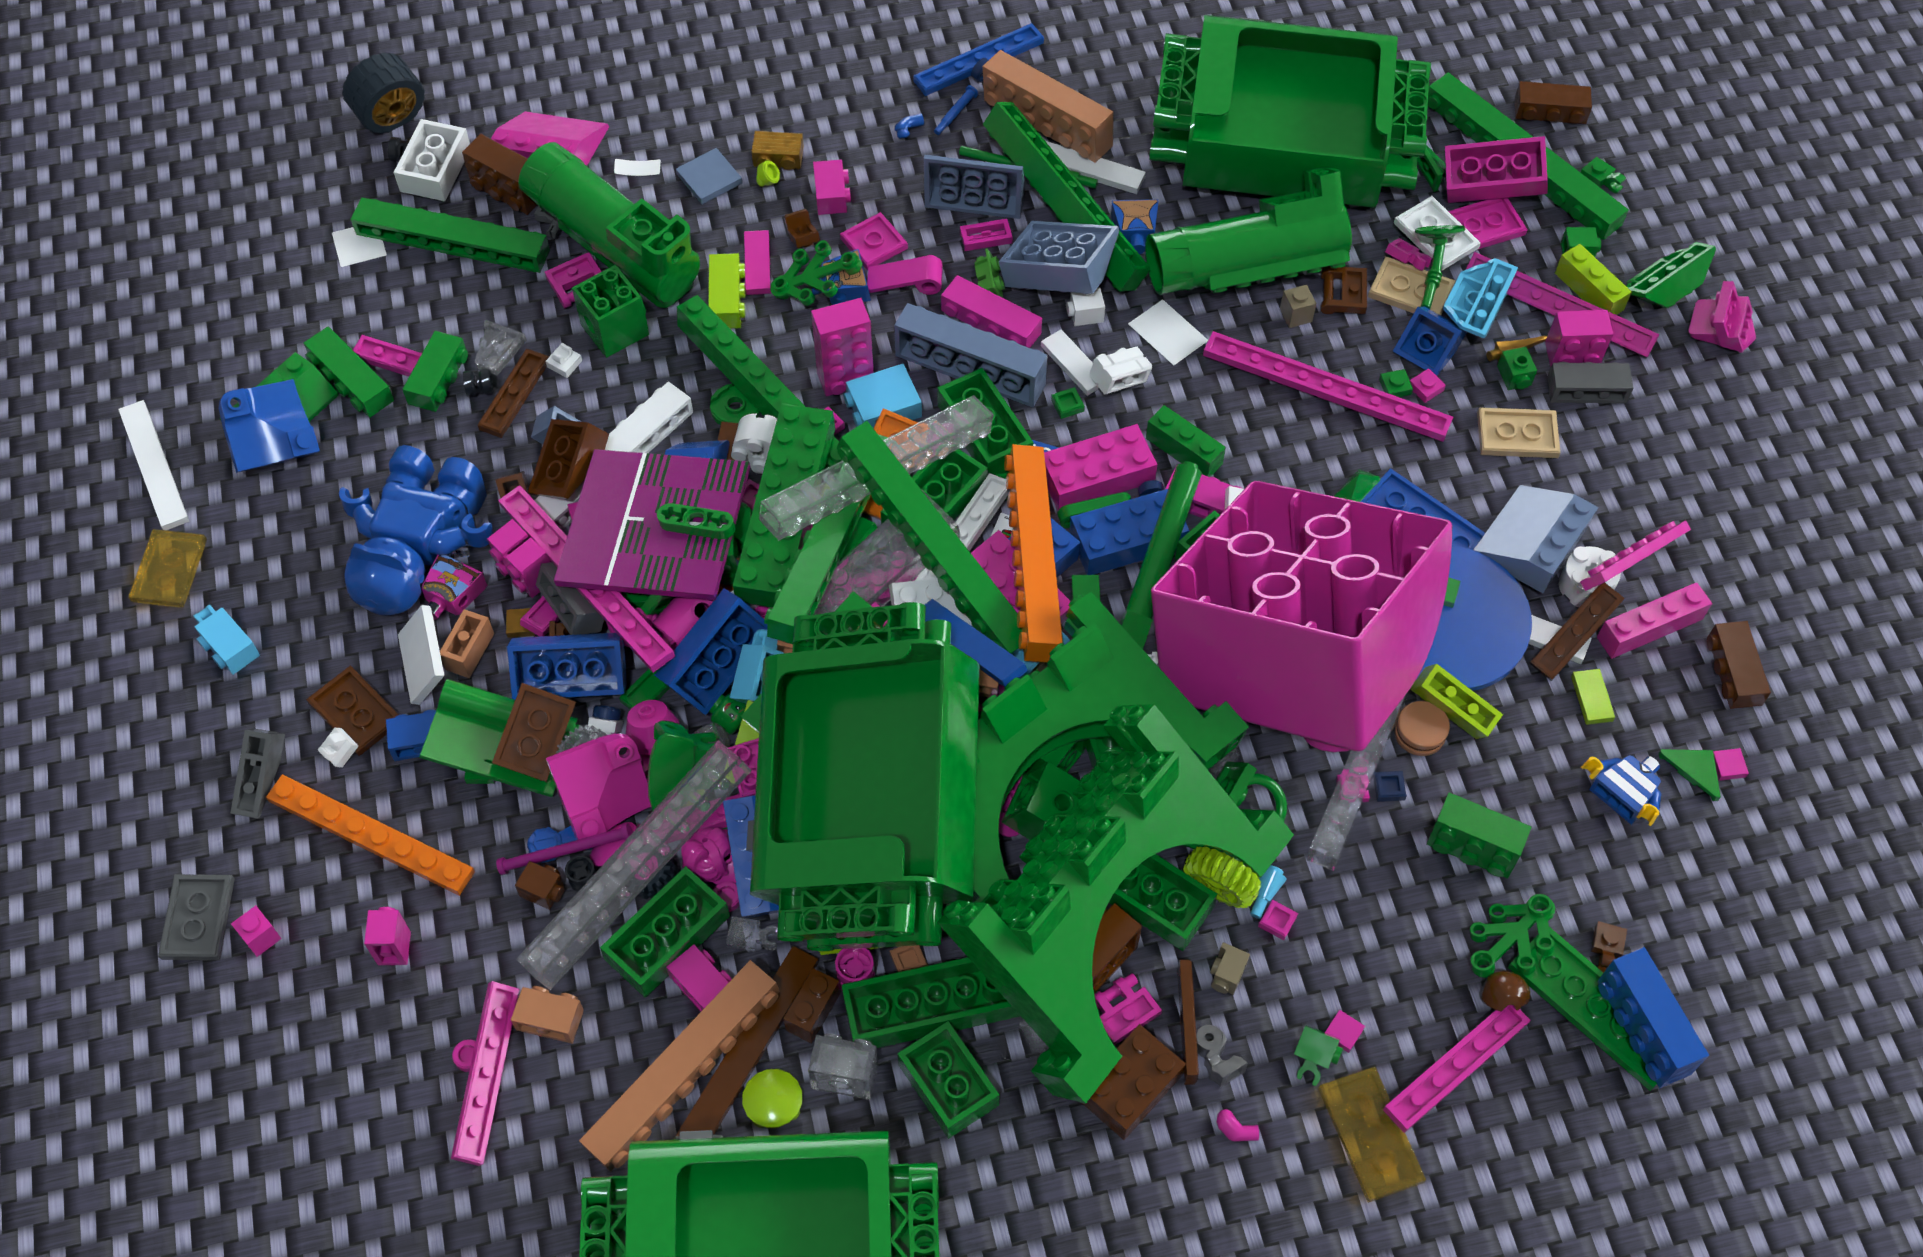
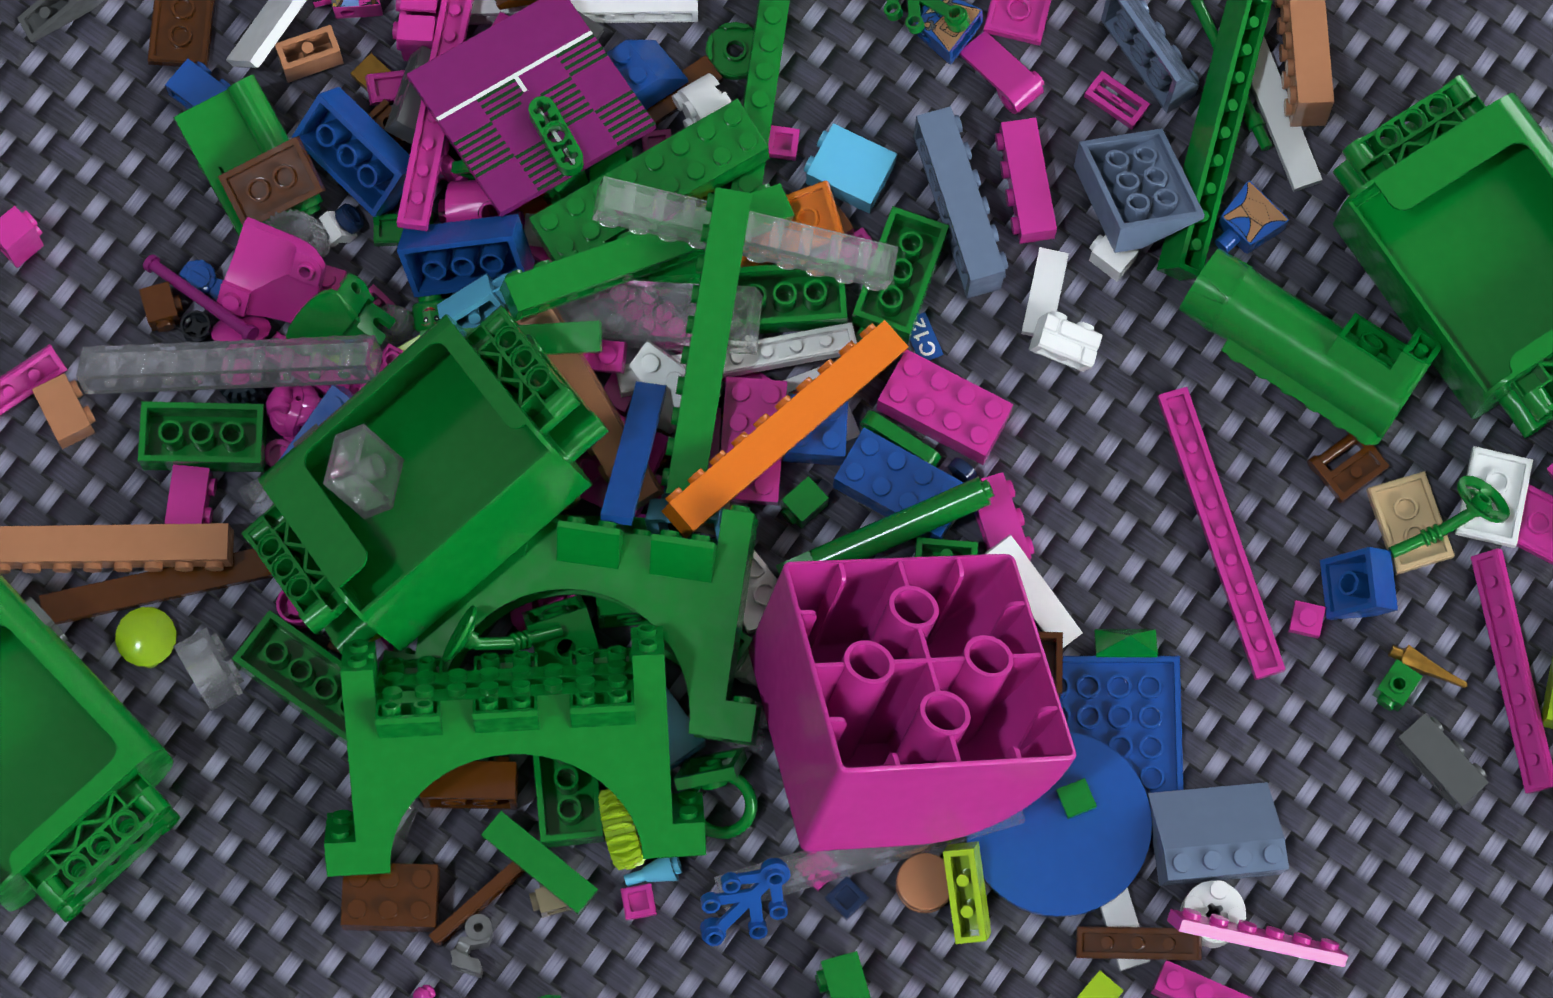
camera: 45 degrees right, 15 degrees up
(338, 747) = (137, 43): white tile -> none
(371, 834) = (92, 138): orange plate -> none
(642, 721) = (367, 260): dark pink cone -> none
(812, 1005) = (241, 601): reddish brown brick -> none
(822, 806) = (363, 471): none -> clear brick
(842, 344) = (852, 93): dark pink brick -> none
(948, 1079) = (269, 756): green brick -> none
(989, 268) = (1064, 153): bright green hinge -> none
(1009, 841) = (466, 637): none -> green dish
(1067, 403) = (996, 324): green tile -> none
(1128, 1014) = (446, 849): dark pink plate -> none
(1168, 332) = (1157, 347): white sticker -> none
(1185, 441) = (1040, 459): green brick -> none
(1199, 953) = (539, 862): none -> green tile
(1298, 306) = (1286, 438): dark tan brick -> none
(1346, 802) = (772, 875): none -> blue plant
(1396, 383) = (1282, 591): green plate -> none
(1405, 253) = (1443, 486): dark pink plate -> none
(1479, 296) = (1441, 593): medium azure wedge -> none
(1518, 432) = (1327, 739): tan tile -> none
(1579, 336) = (1476, 717): dark pink brick -> none

